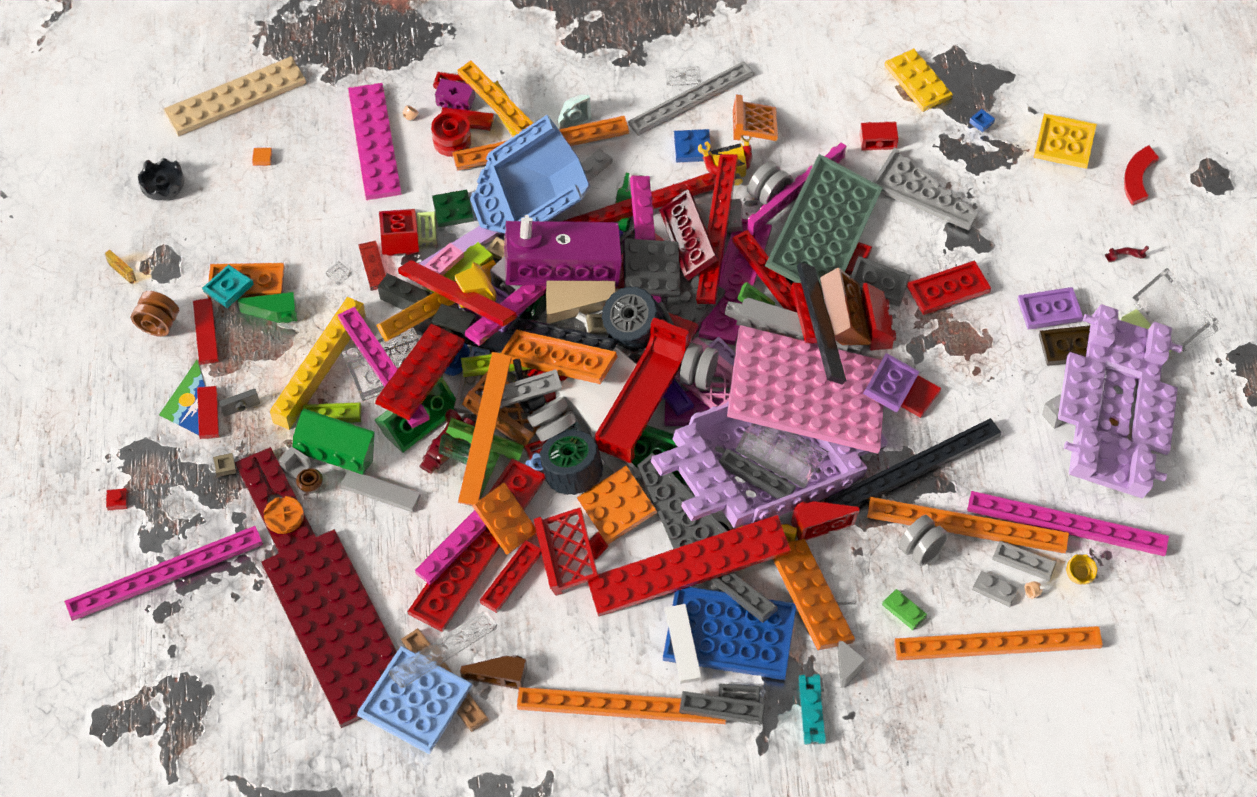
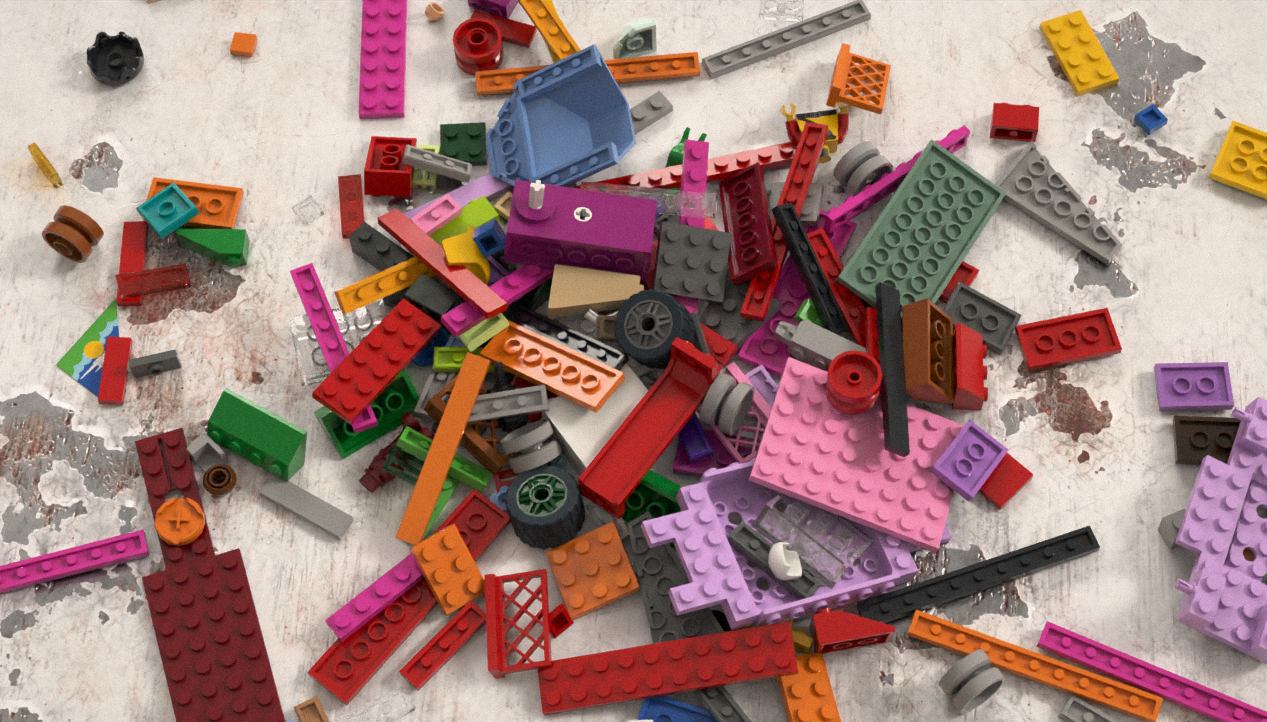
camera: 10 degrees right, 5 degrees up
(224, 464) = (122, 443): dark tan plate -> none
(225, 341) = (152, 281): none -> clear red tile
(313, 368) = (253, 332): yellow brick -> none
(342, 411) = (269, 393): lime tile -> none
(436, 223) = (437, 163): none -> light grey tile
(492, 268) = (489, 238): none -> blue brick
(498, 339) = (483, 331): none -> yellowish green tile
(628, 223) = (668, 200): none -> clear plate
(687, 144) = (771, 97): blue plate -> none
(743, 259) = (810, 269): none -> black tile
(765, 473) = (784, 563): none -> white hair
(794, 335) = (853, 382): none -> red wheel

